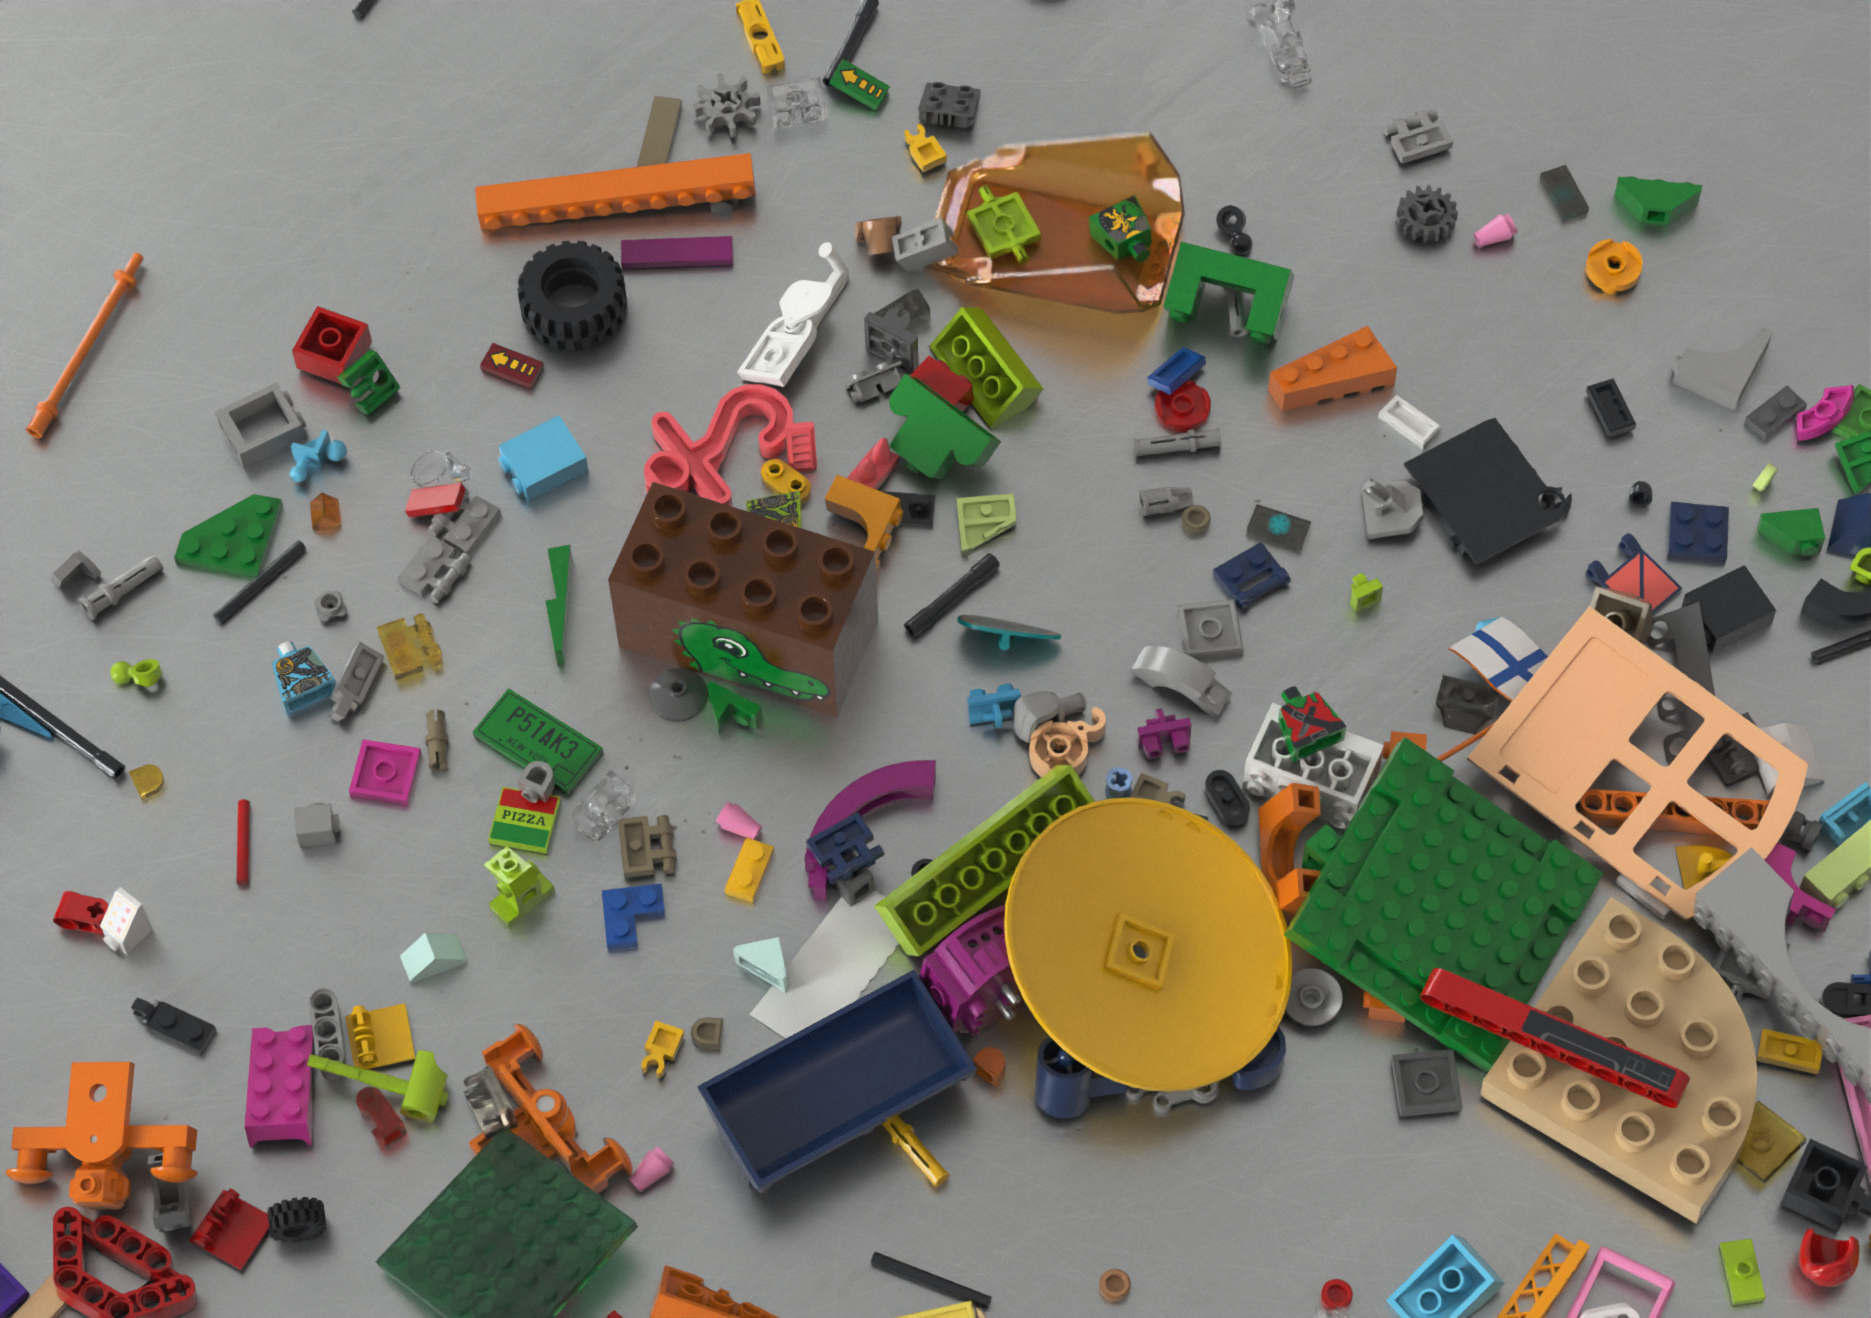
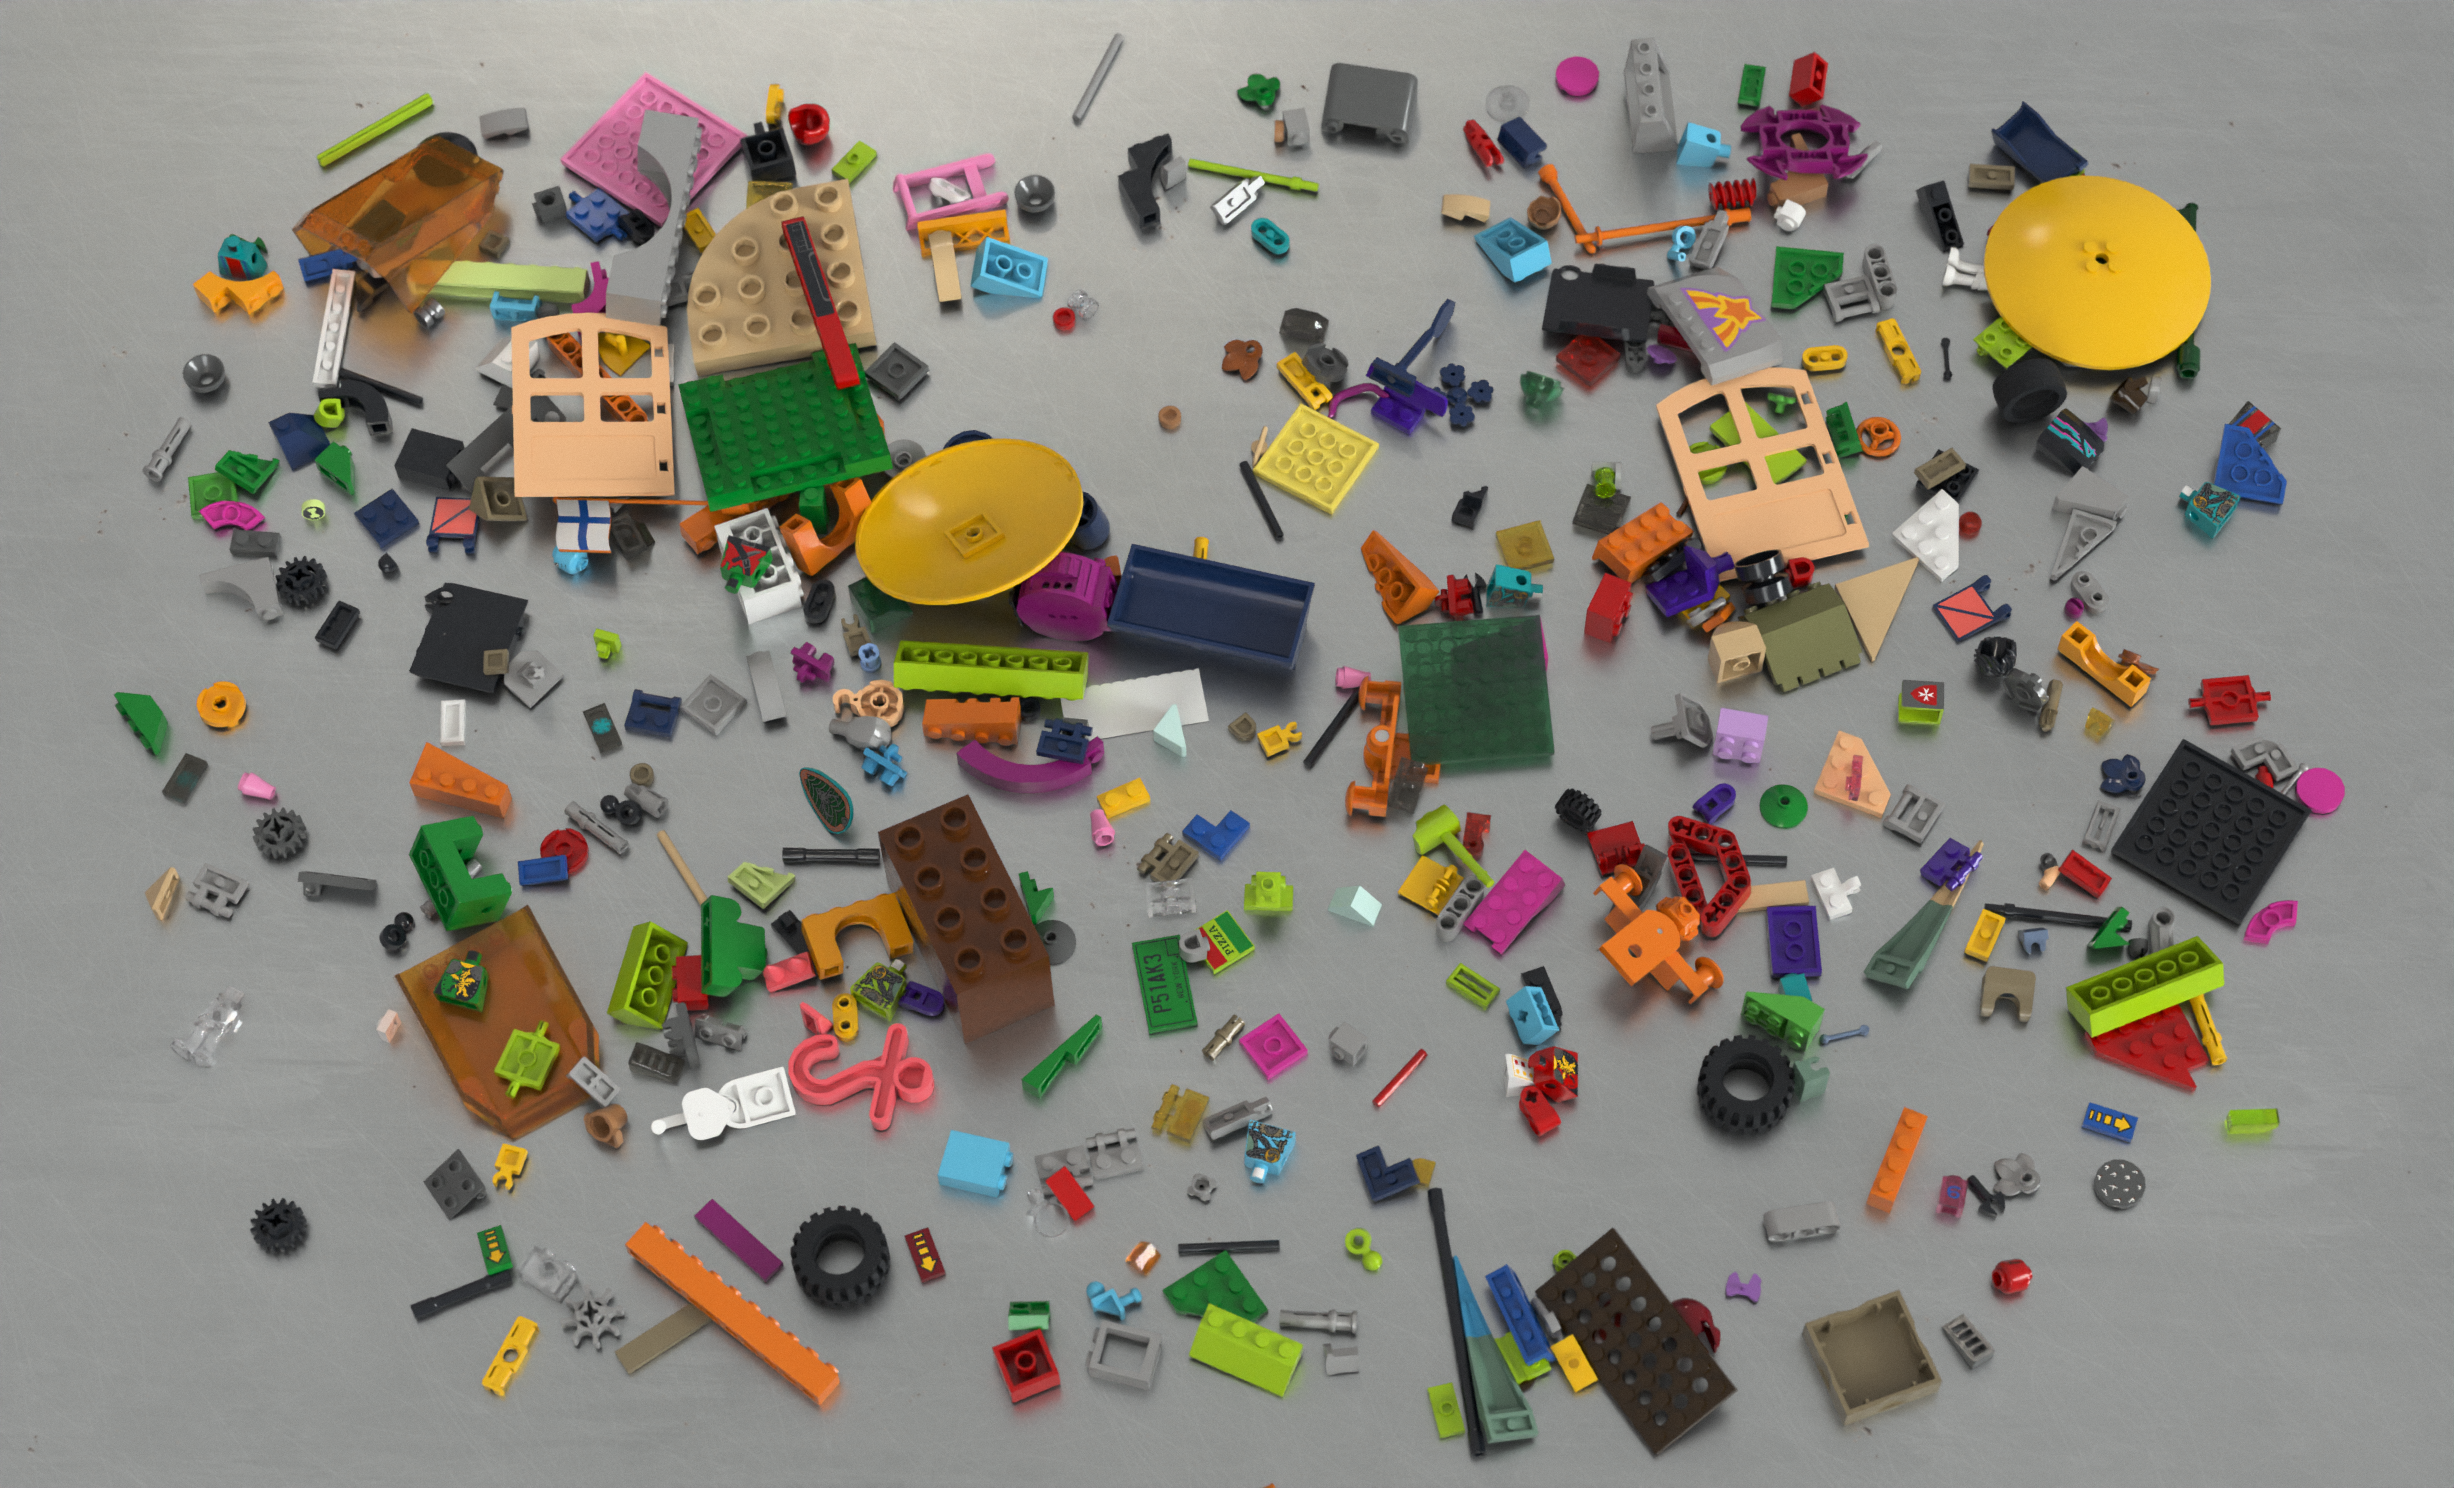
camera: 135 degrees left, 0 degrees up
(94, 952) = (1556, 1072): none -> red torso
(160, 512) = (1246, 1350): none -> lime slope
(163, 987) = (1532, 1015): none -> medium azure brick
(170, 738) = (1385, 1180): none -> dark blue plate
(255, 990) = (1468, 993): none -> lime tile
(622, 1105) = (1332, 728): none -> black bar
(956, 808) = (973, 720): none -> orange wedge
(1053, 474) = (681, 866): none -> tan bar
(1168, 474) = (610, 804): none -> black plate
(1331, 219) = (314, 881): none -> dark grey hinge
(1430, 484) = (496, 662): none -> dark tan tile
(1456, 95) = (162, 891): none -> tan slope
(1500, 1217) = (944, 265): none -> tan arch
(1690, 413) = (303, 582): none -> black gear

